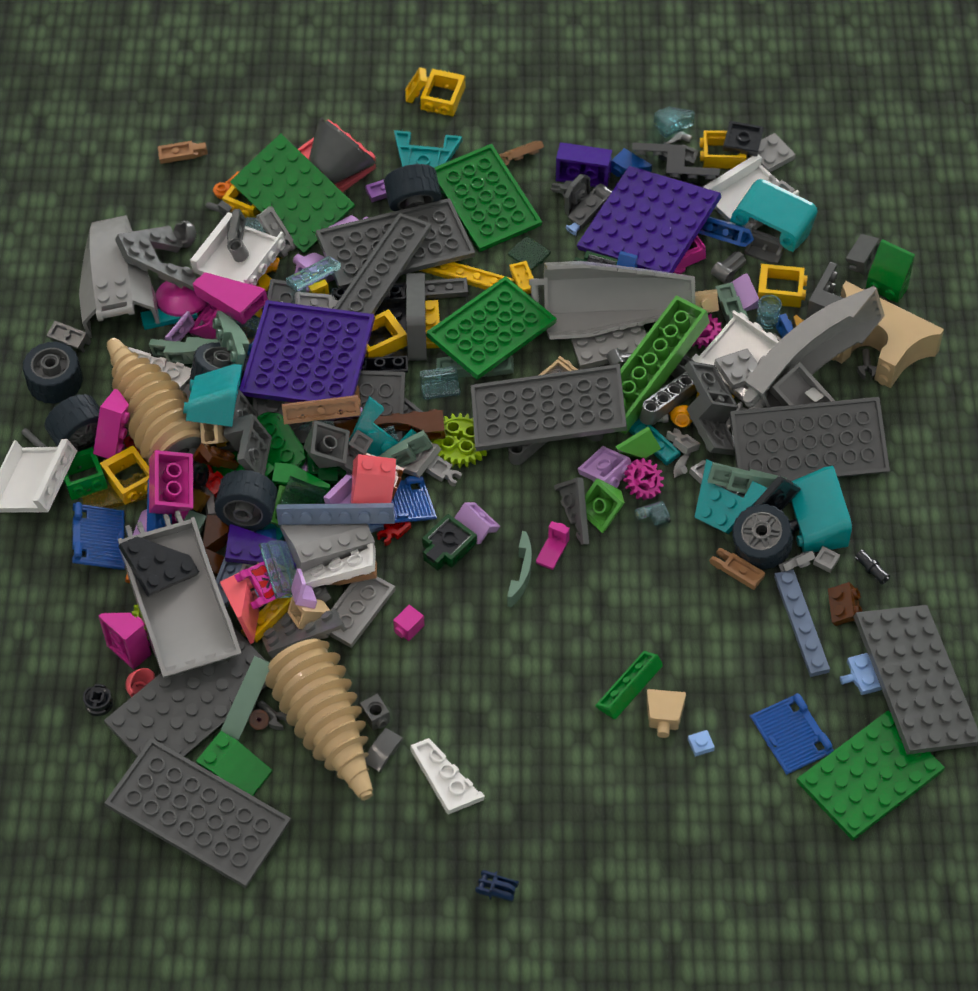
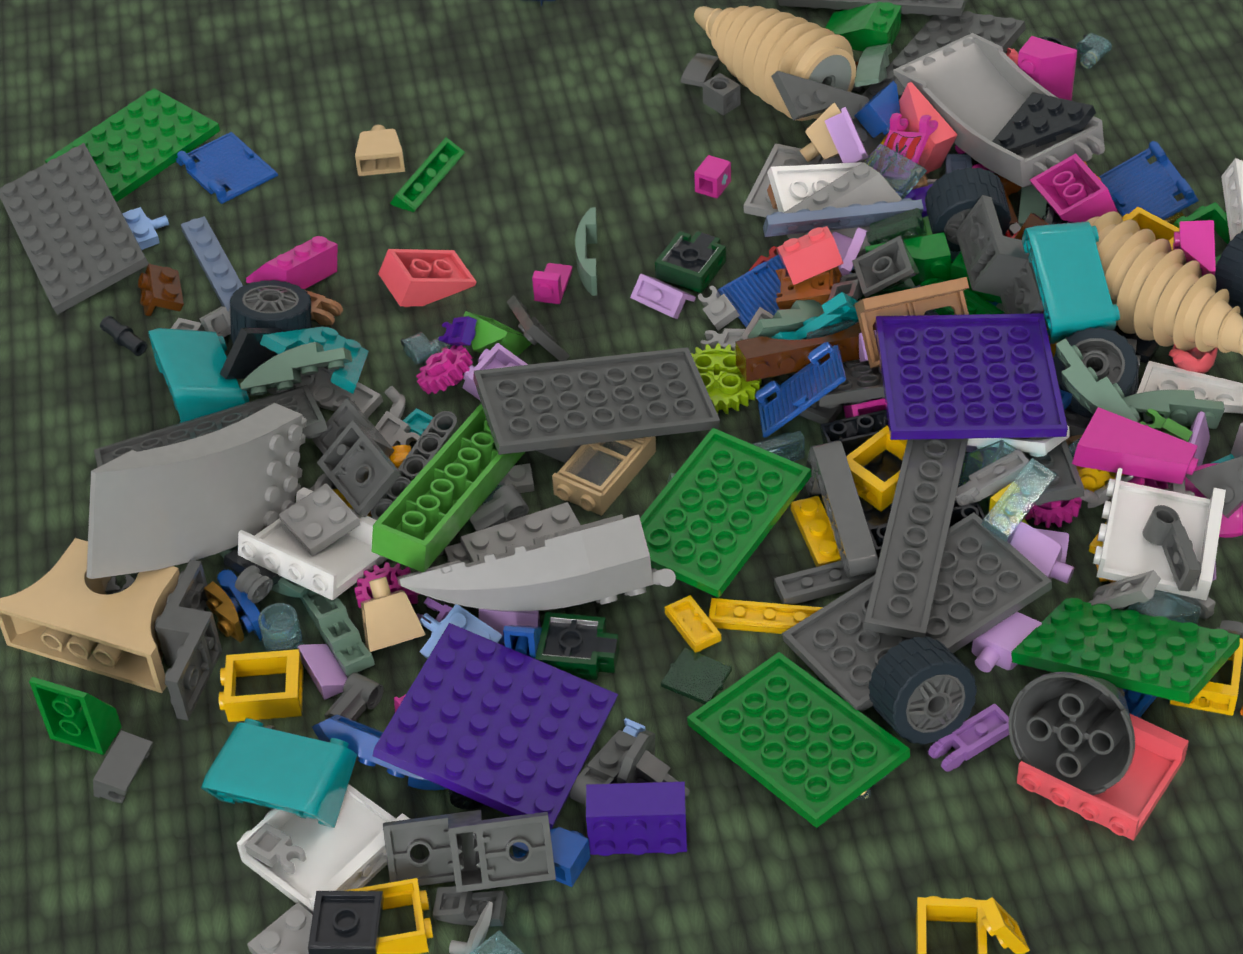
camera: 170 degrees right, 10 degrees down
(55, 700) = (1093, 49): none -> clear light blue piece
(192, 328) = (1167, 426): none -> bright green plate
(264, 630) = (877, 112): none -> blue slope
(410, 390) = (800, 389): none -> blue window
(425, 155) = (937, 798): teal wing -> none
(441, 498) = (718, 308): none -> light grey plate
(447, 782) = (619, 57): white wing -> none
(517, 153) = (762, 847): medium nougat hinge -> none
(629, 492) = (459, 332): none -> dark purple plate
(639, 445) = (455, 393): bright green slope -> none
(644, 571) = (424, 275): none -> coral slope
(701, 743) = (333, 139): light blue plate -> none
(743, 591) = (301, 265): none -> dark pink slope
(782, 326) = (253, 584): none -> dark grey wheel

